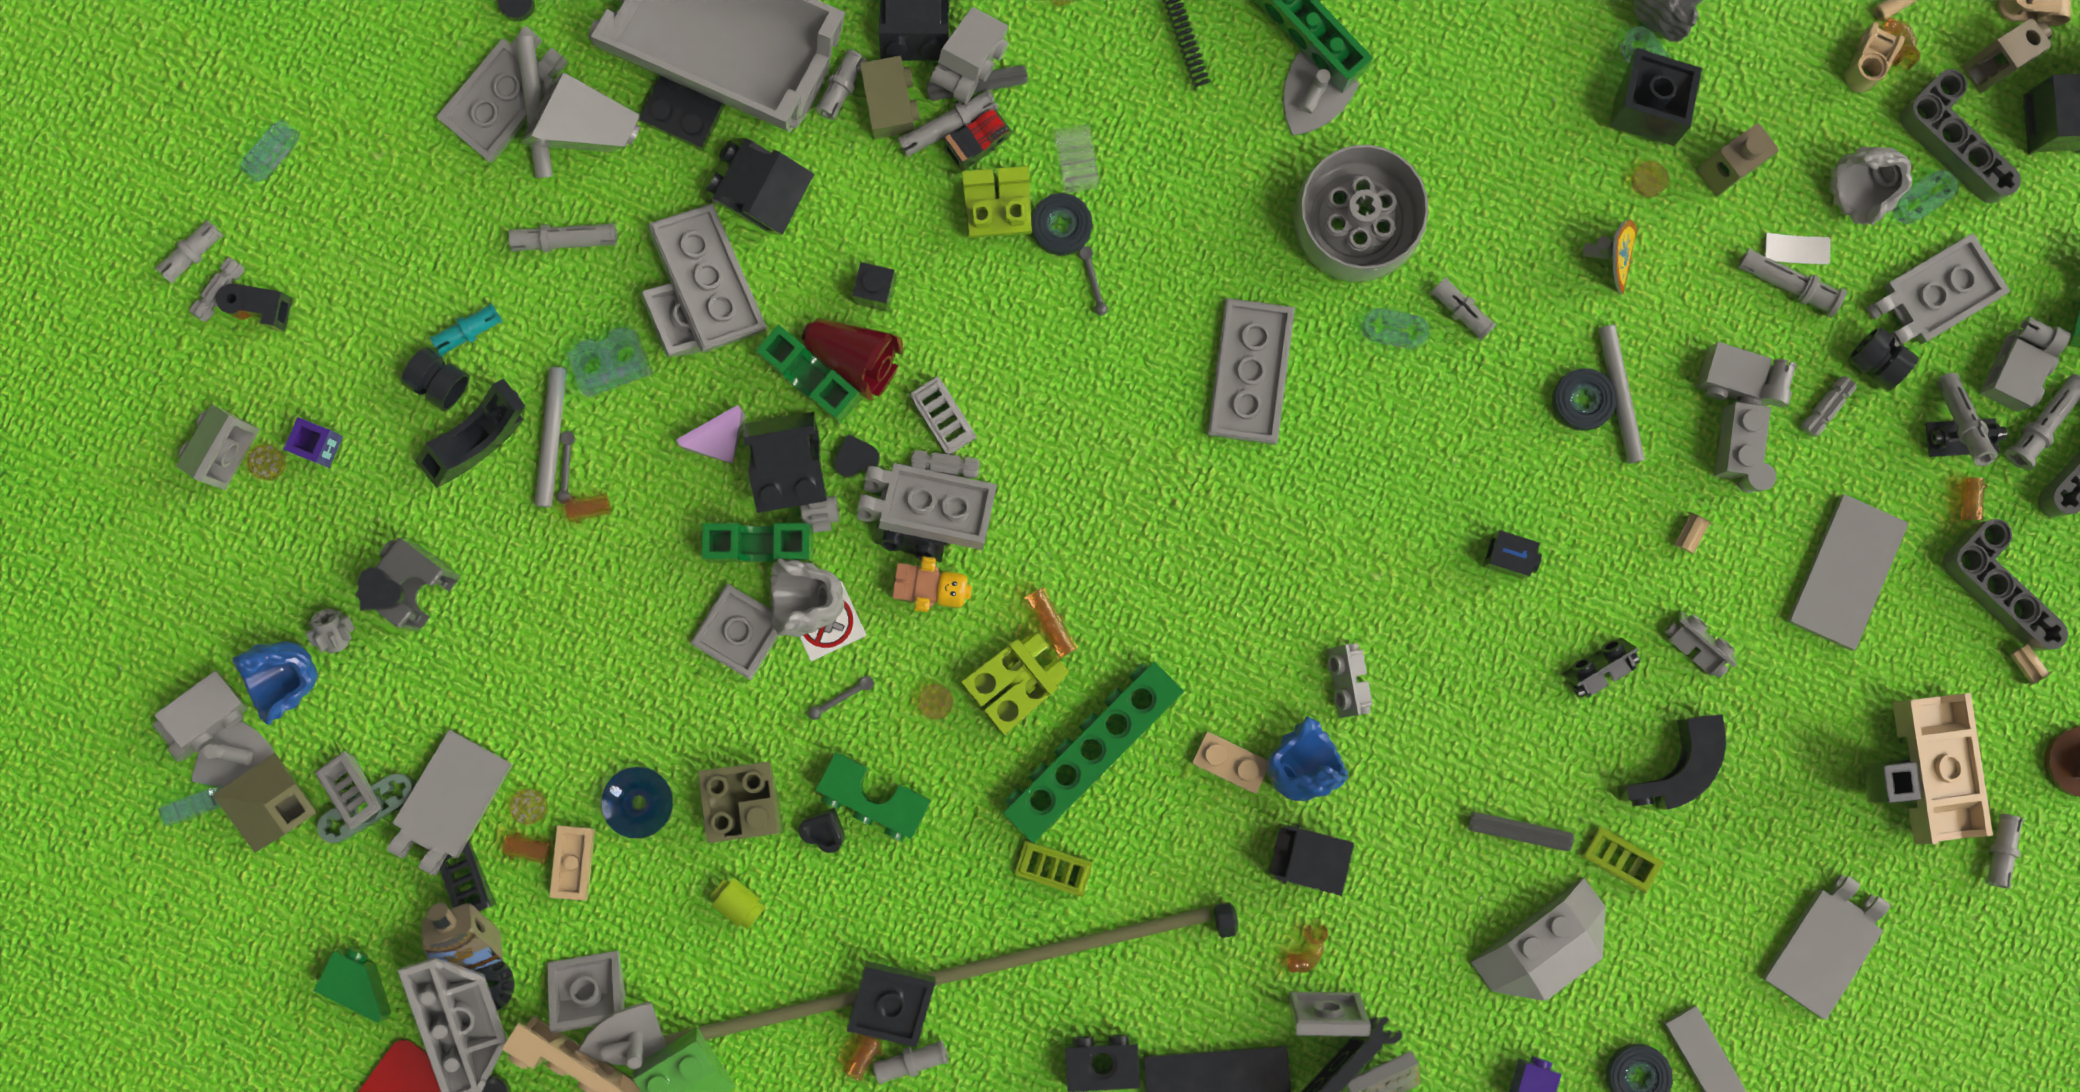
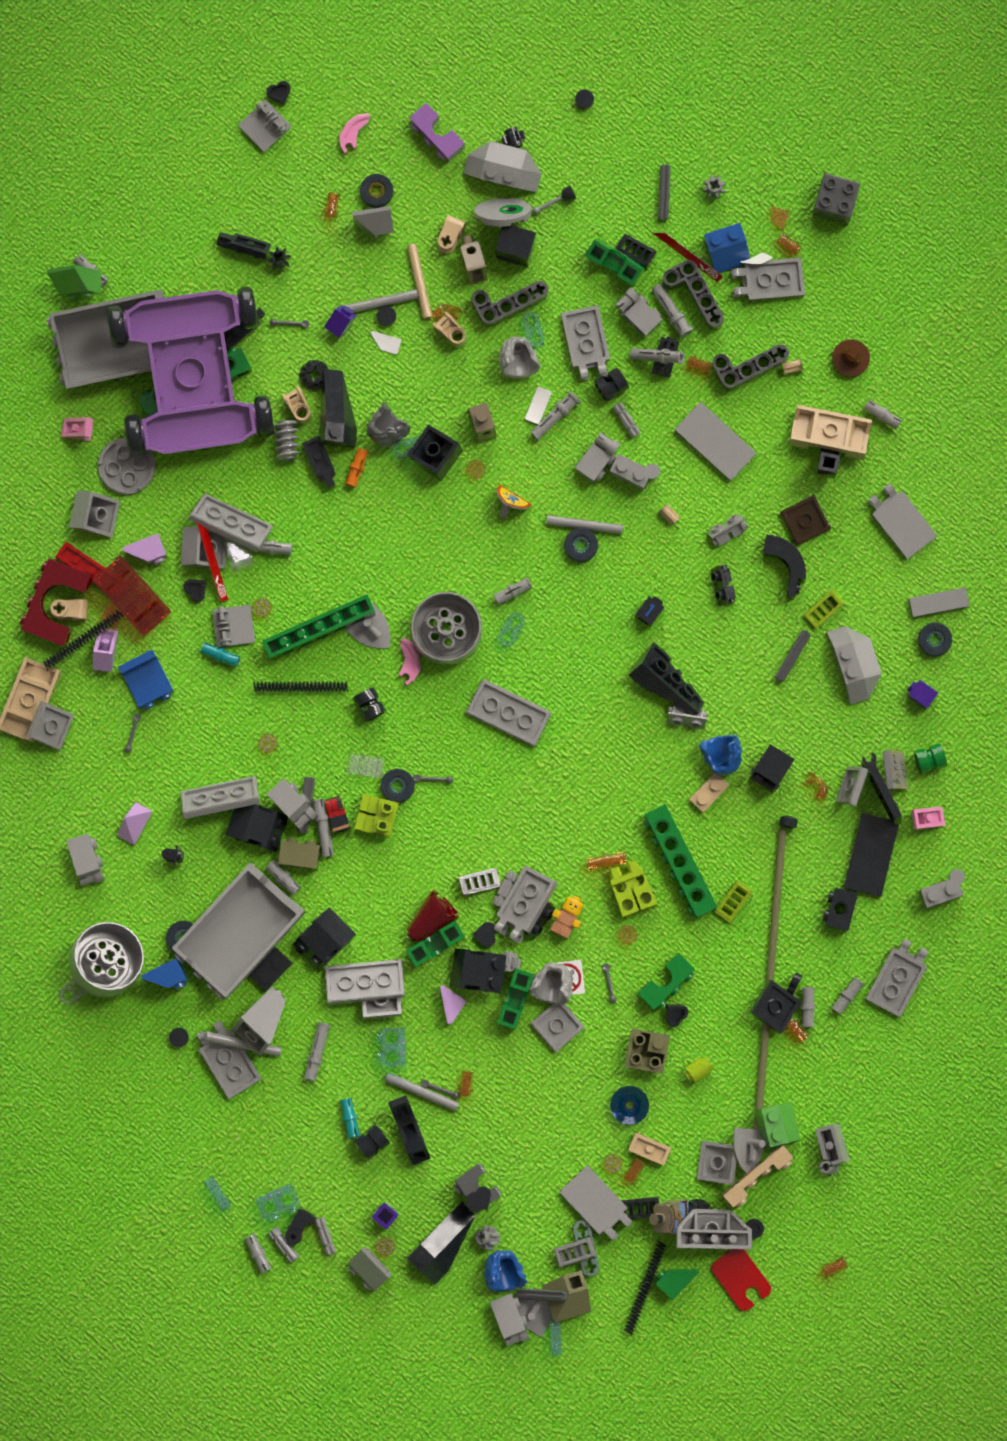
camera: 65 degrees left, 0 degrees up
(253, 354) = (325, 1236): none -> light grey axle
(254, 758) = (541, 1295): none -> dark grey axle
(273, 927) = (647, 1282): none -> black piece
(289, 251) = (277, 1198): none -> clear light blue brick
(290, 556) = (440, 1248): none -> black wedge
(874, 286) = (399, 894): black brick -> none
(944, 1024) = (794, 983): none -> black tile
(1187, 125) = (367, 698): none -> black wheel
(1281, 179) = (412, 661): none -> bright pink piece
(1403, 609) = (657, 674): none -> black wedge
(1766, 775) = (805, 520): none -> dark brown tile

